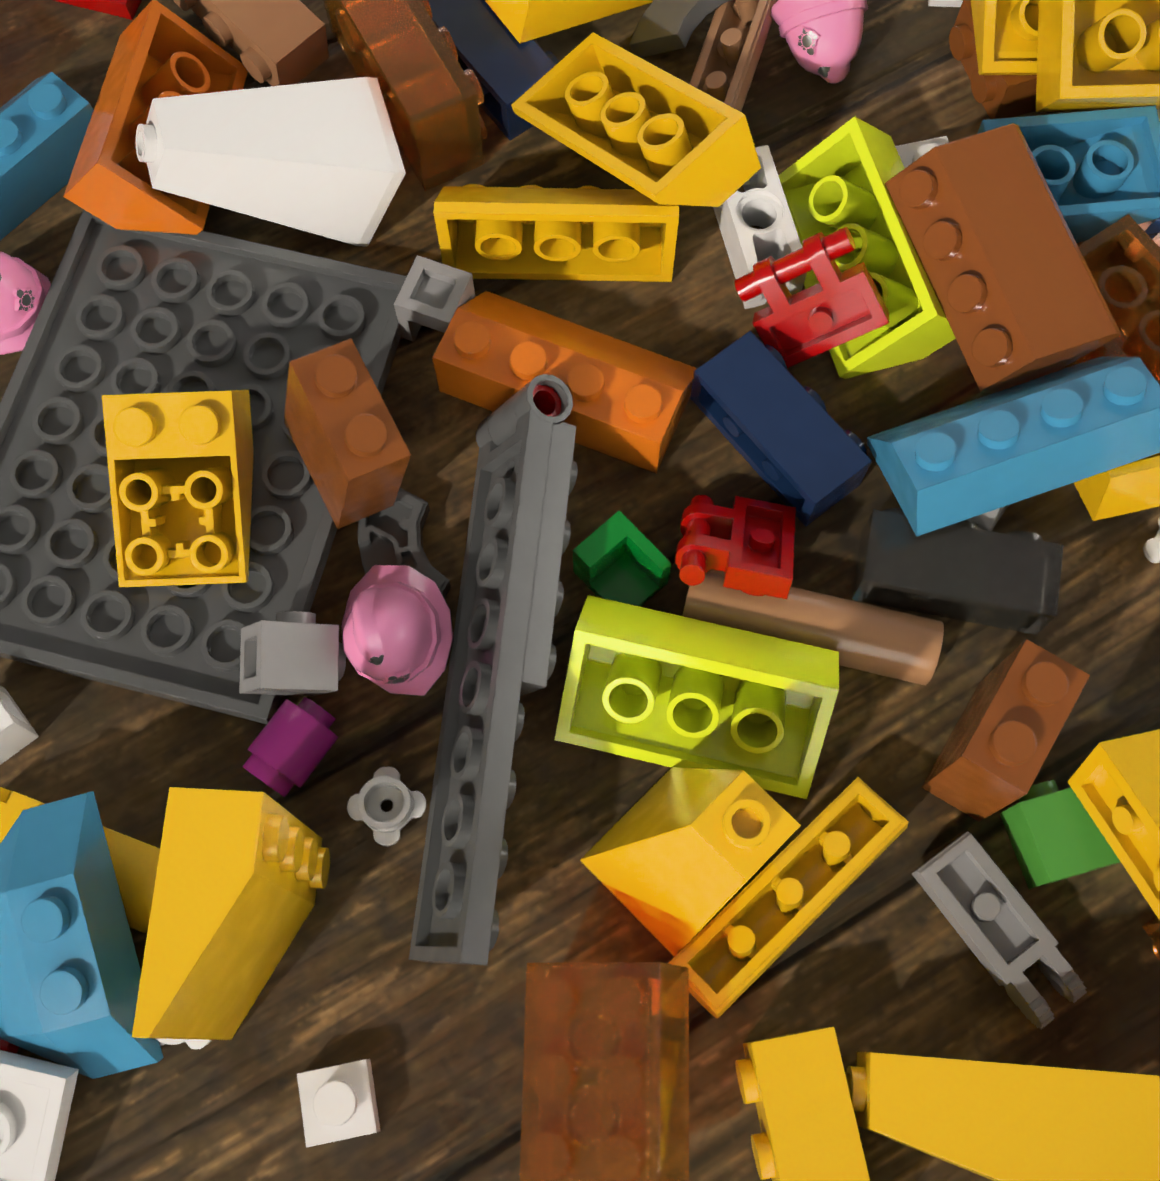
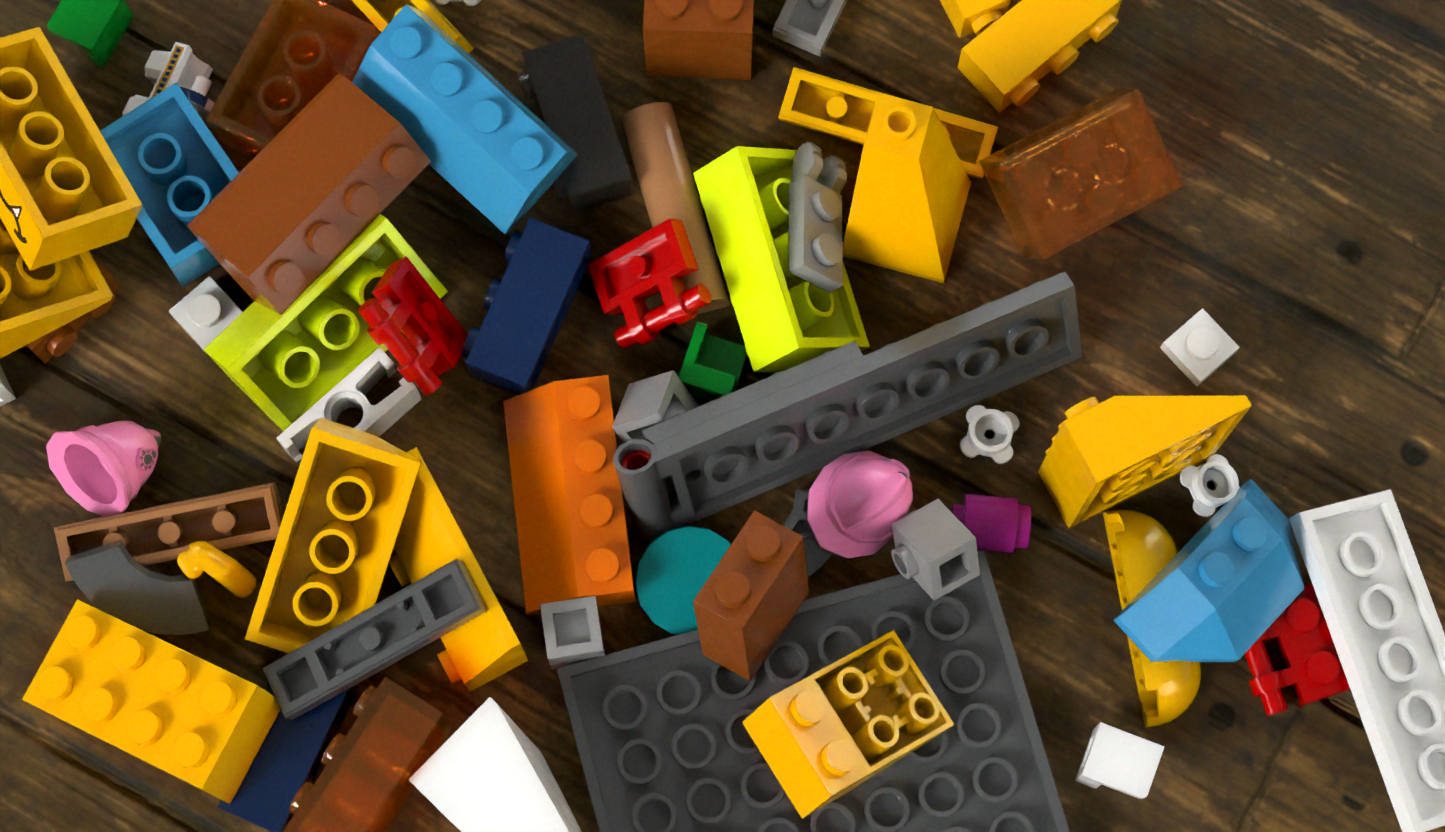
camera: 120 degrees left, 5 degrees up
(436, 427) = (673, 574): none -> teal tile
(519, 112) = (374, 639): none -> dark grey plate
(606, 473) = (651, 403): none -> light grey panel
(684, 51) = (223, 568): none -> yellow arm
(709, 737) = (816, 217): none -> light grey hinge

